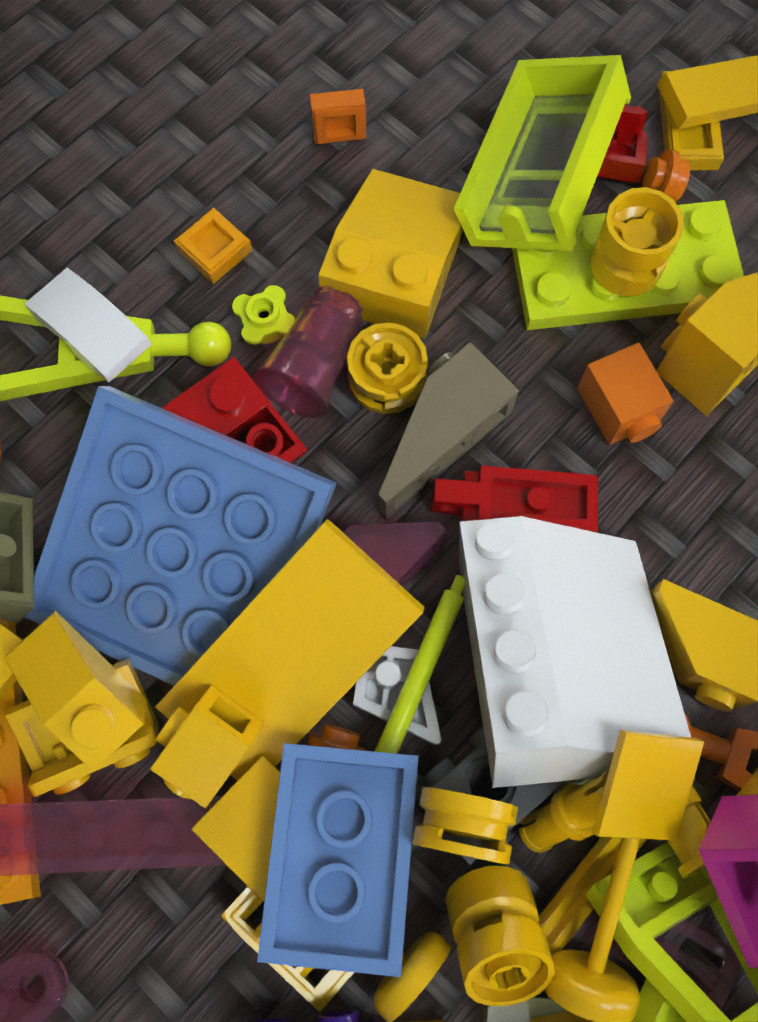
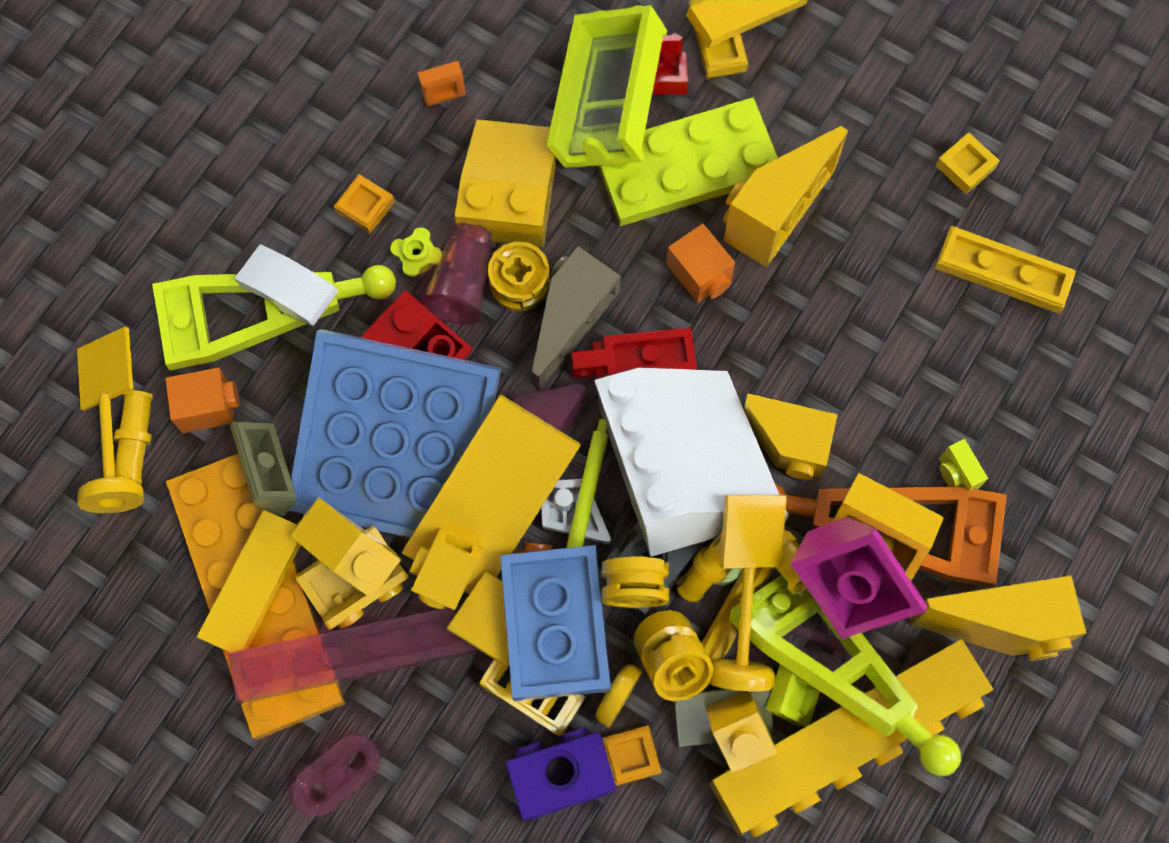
camera: 10 degrees left, 0 degrees up
(636, 241) = (687, 148): yellow wheel -> none
(667, 174) = (705, 87): orange plate -> none

